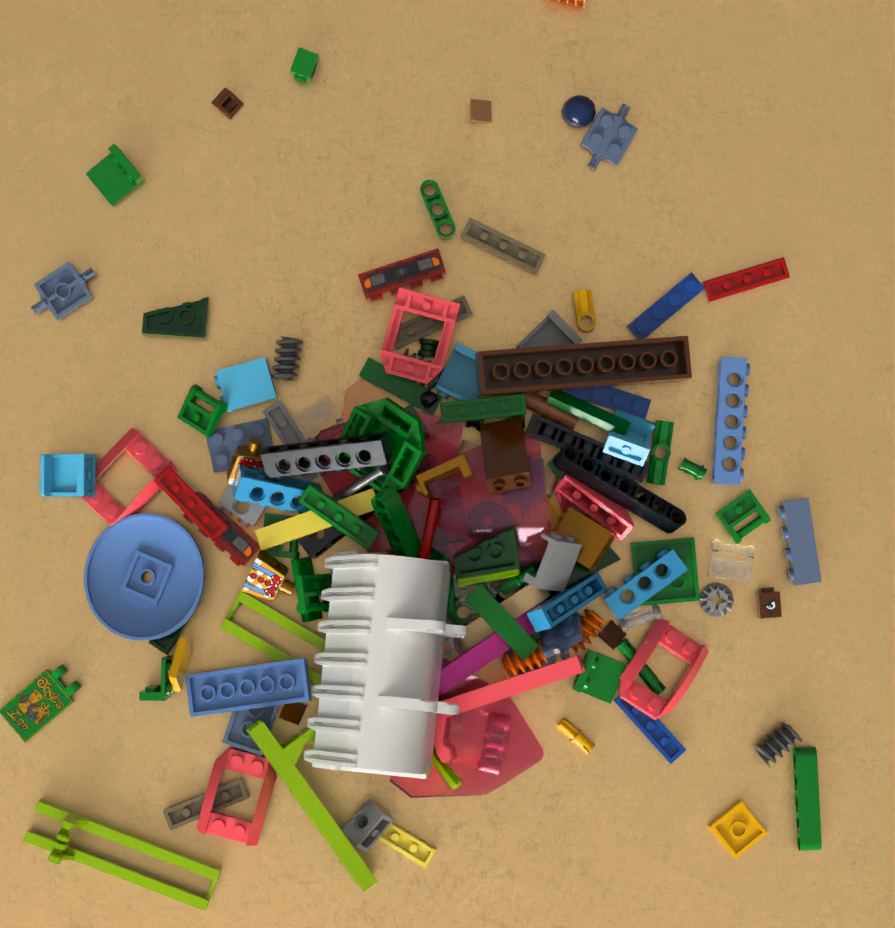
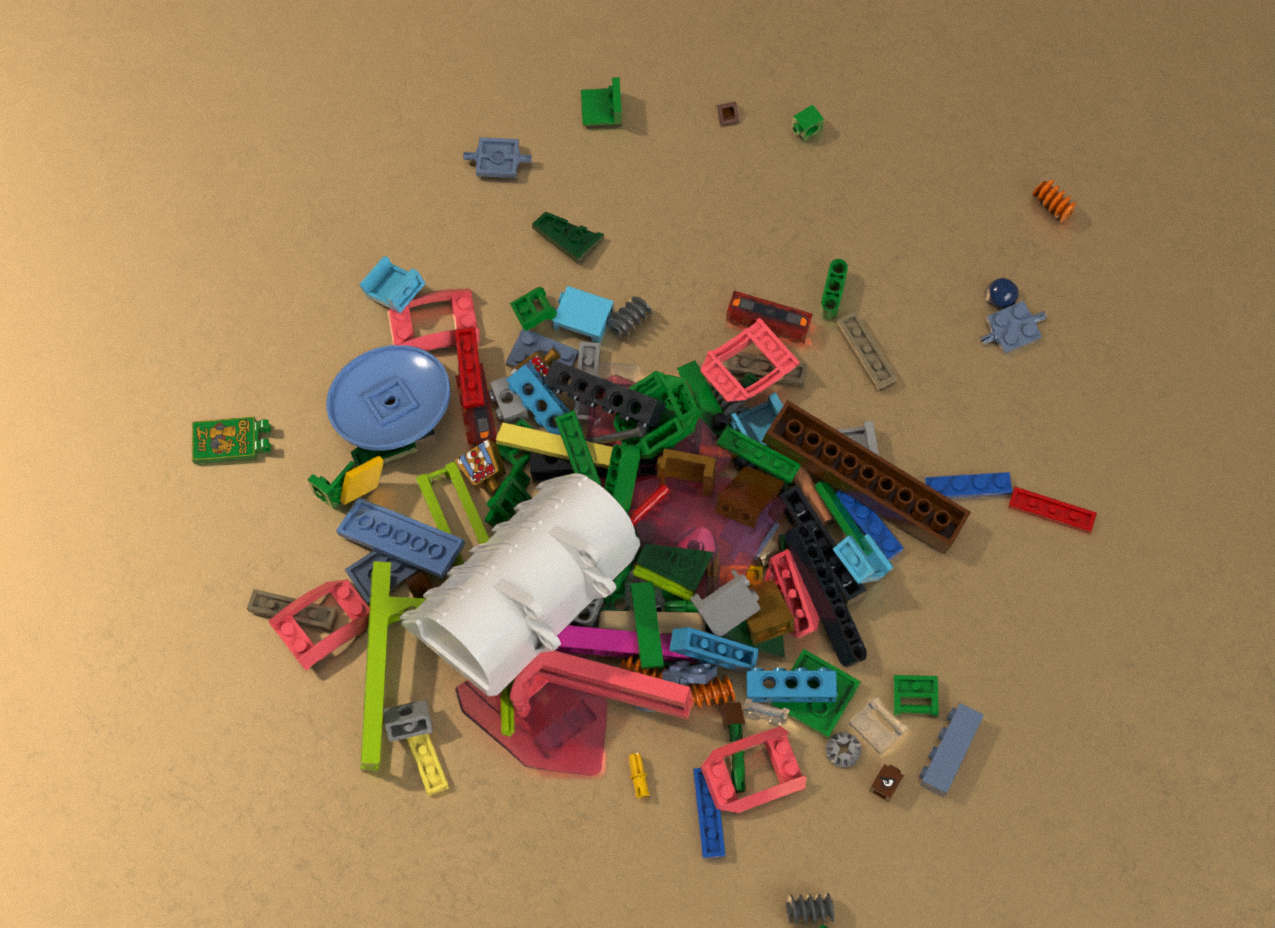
camera: 35 degrees right, 20 degrees down
(62, 851) = (173, 537): lime piece -> none
(480, 111) = (921, 242): medium nougat slope -> none
(584, 309) = (898, 441): yellow piece -> none
(600, 677) = (693, 738): green bracket -> none
(661, 438) = (889, 584): green piece -> none
(693, 469) = (898, 625): green pin -> none
(741, 368) = (988, 565): medium blue brick -> none

